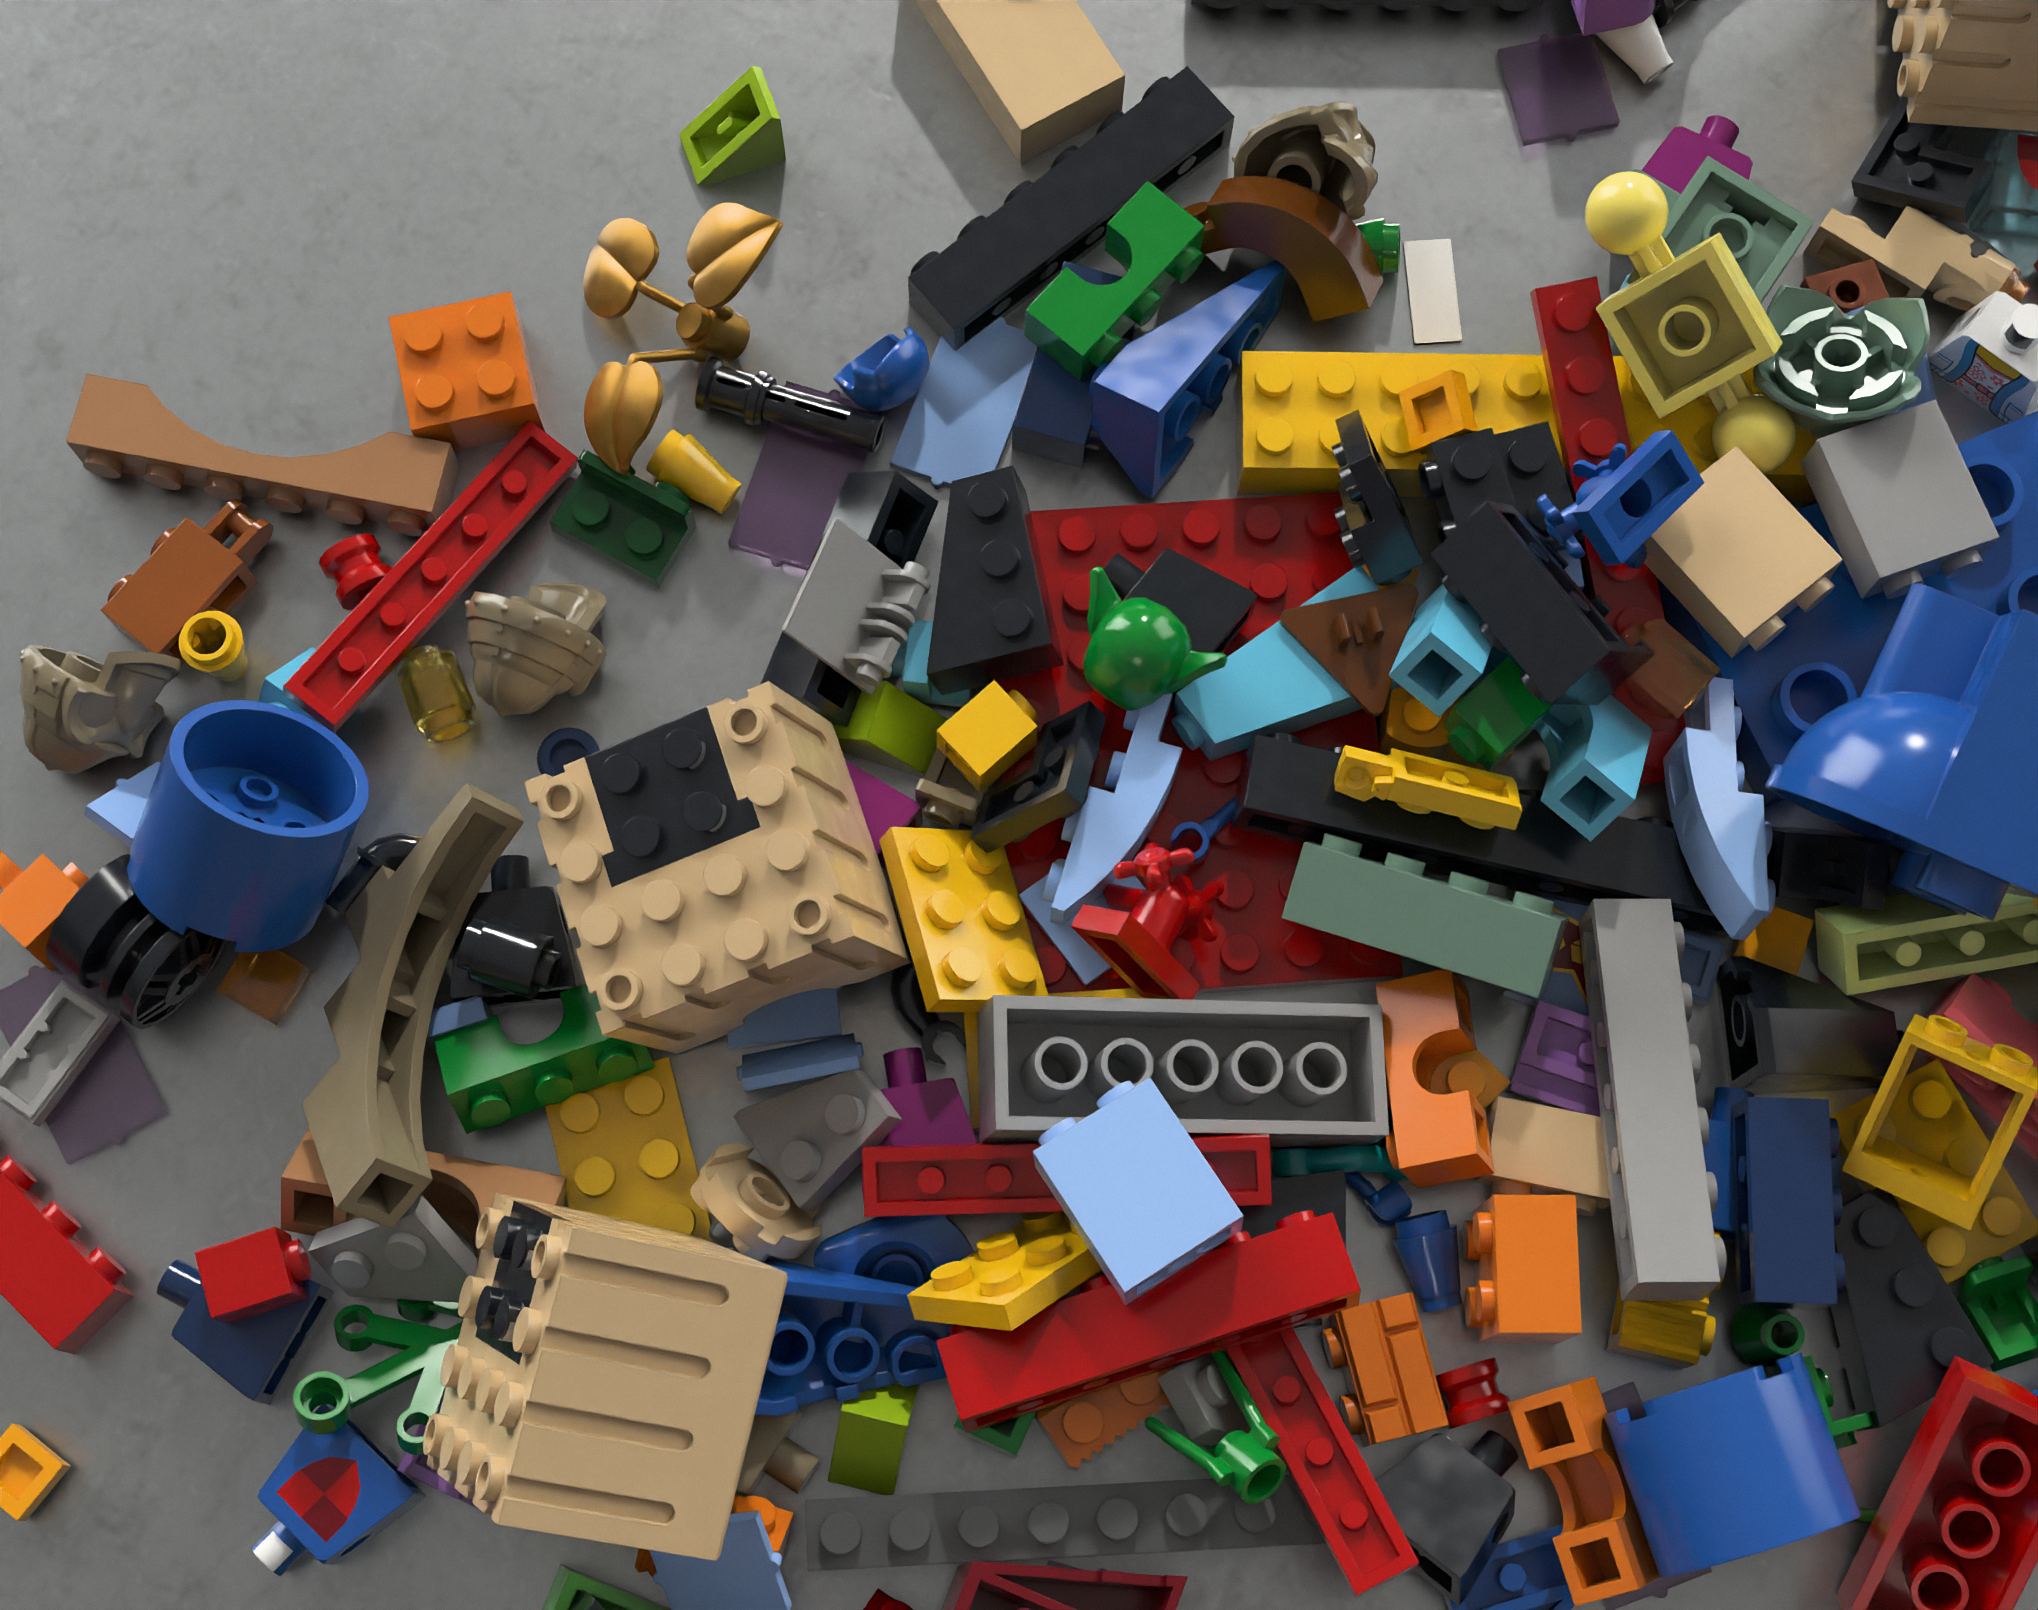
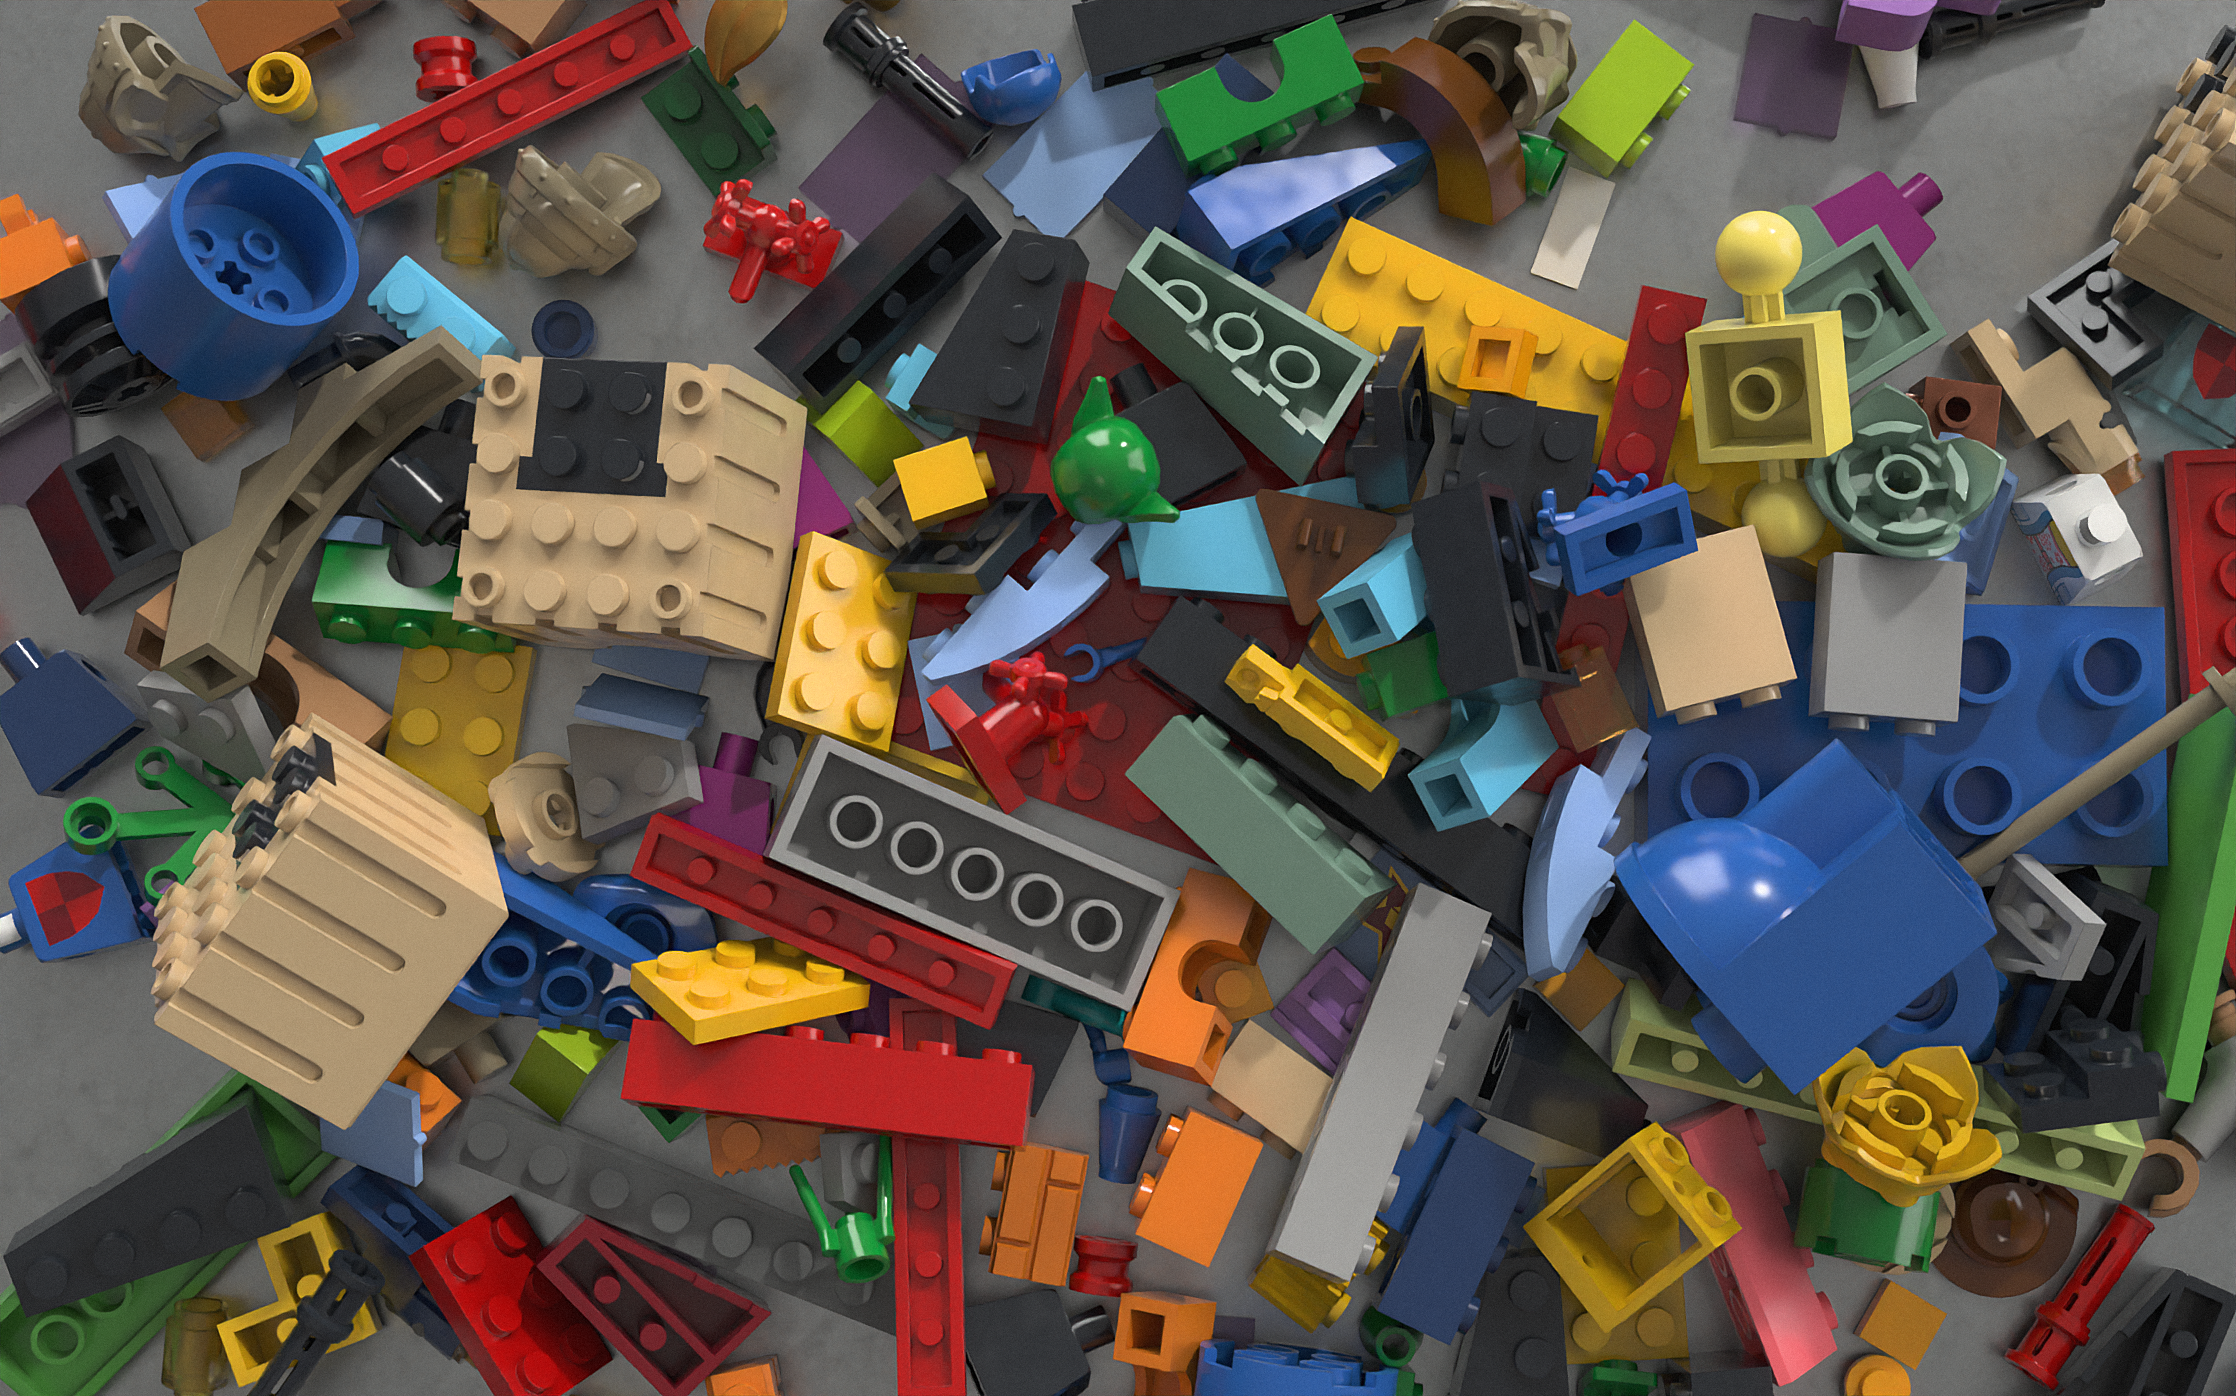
camera: 25 degrees right, 10 degrees up
(210, 1119) = (107, 523): none -> black slope
(253, 1274) = (76, 687): red brick -> none
(423, 785) = (419, 303): none -> medium azure brick
(693, 471) = (792, 105): yellow cone -> none
(725, 594) = (769, 241): none -> red piece
(855, 607) = (869, 310): light grey hinge -> none
(1136, 1188) = (863, 967): light blue brick -> none
(1207, 500) = (1242, 350): none -> sand green wedge
(1424, 163) = (1621, 99): none -> lime brick

